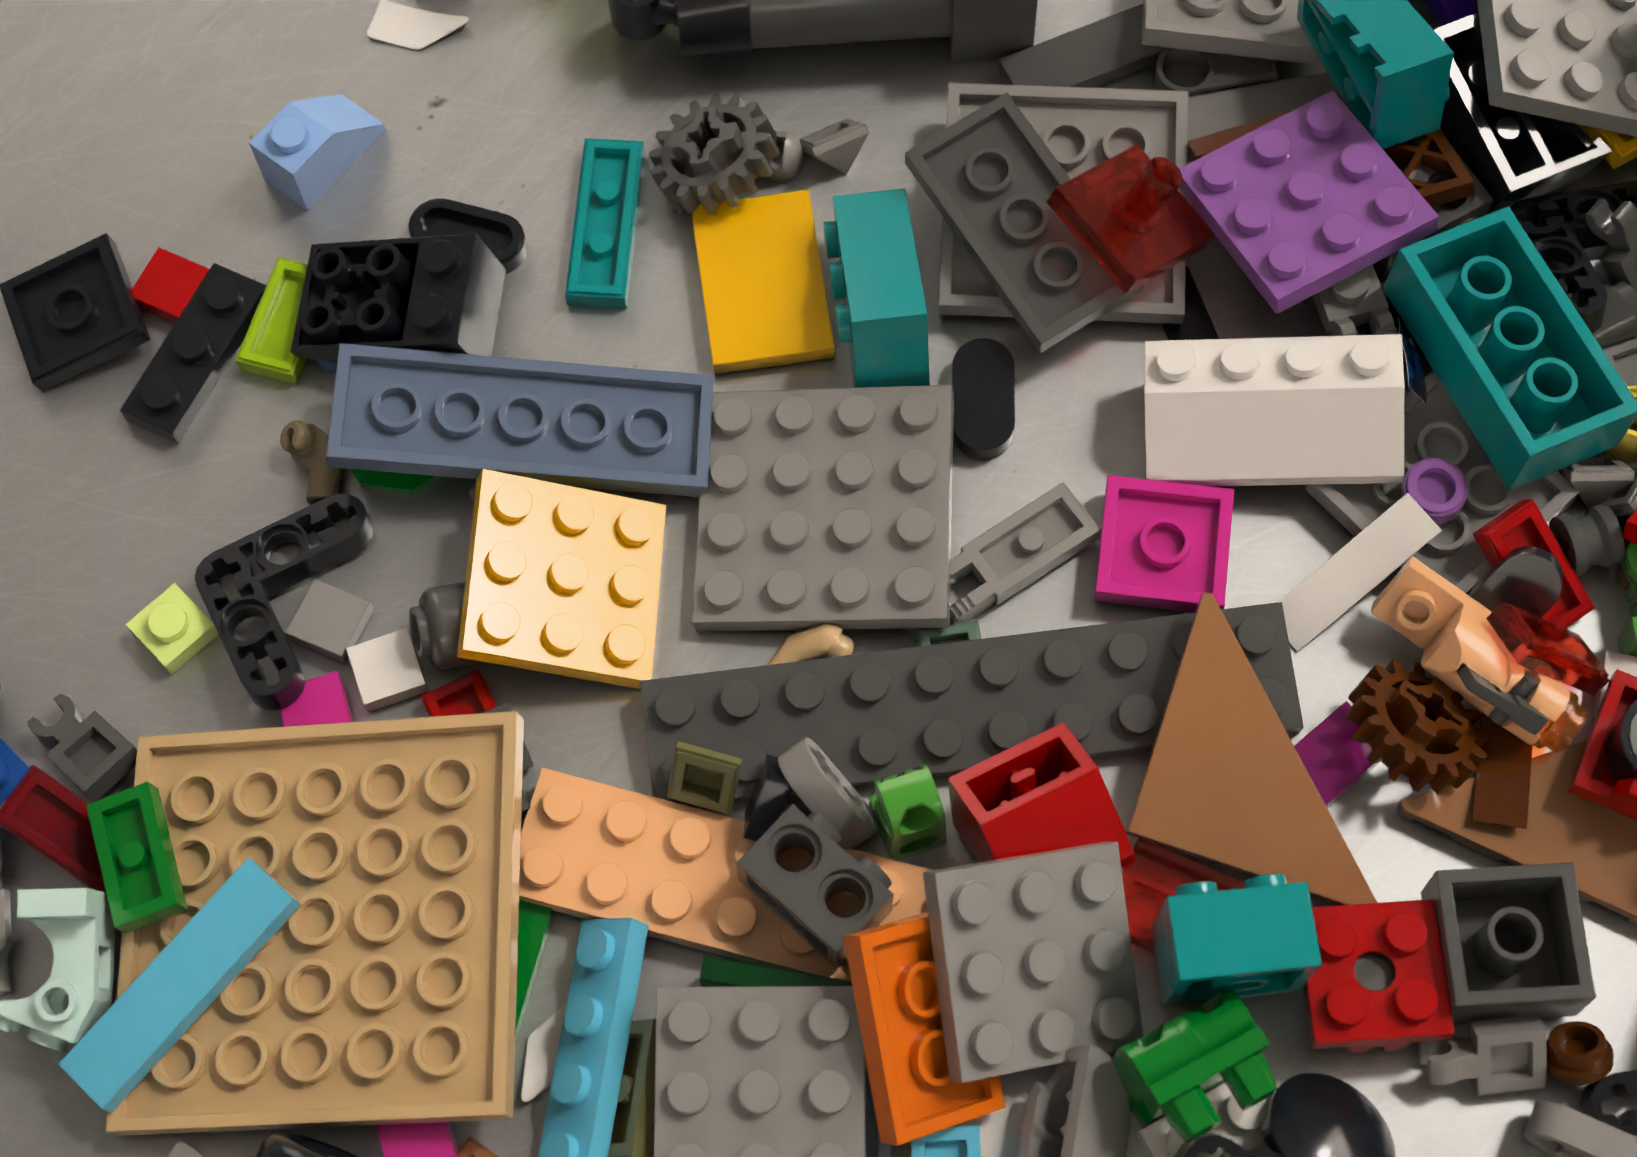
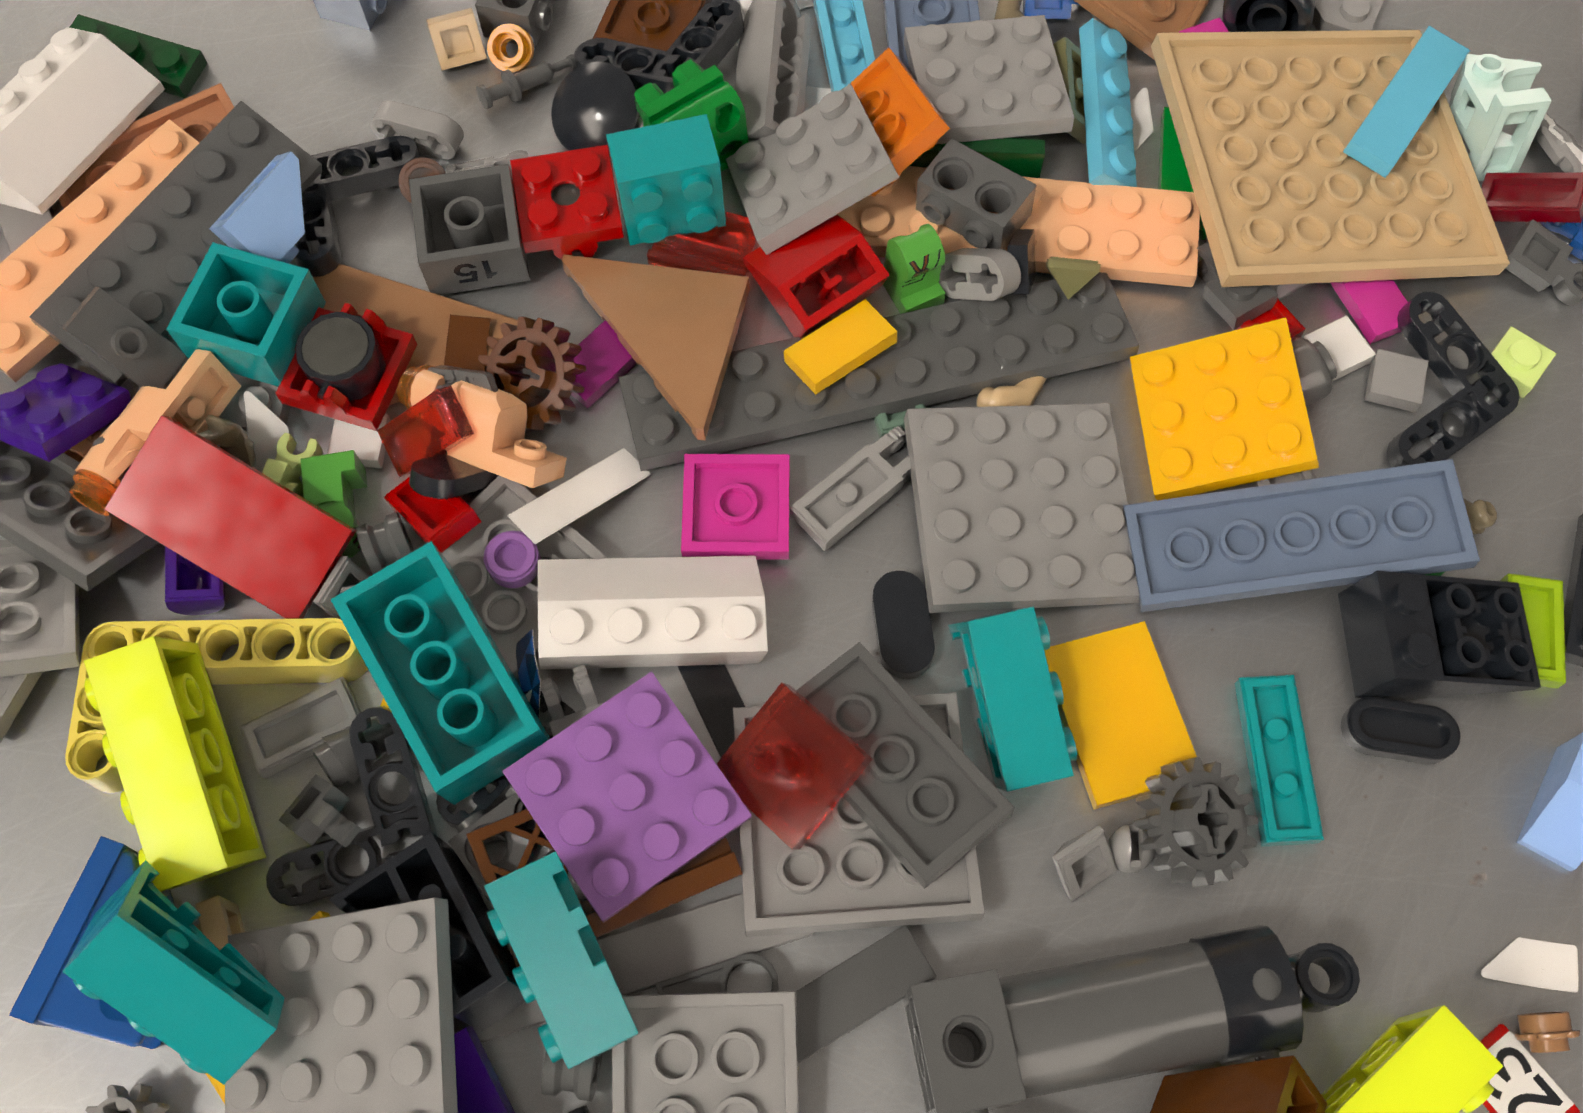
camera: 170 degrees right, 0 degrees up
(136, 857) = (1474, 168): green plate -> none
(1020, 705) = (840, 346): none -> yellow tile

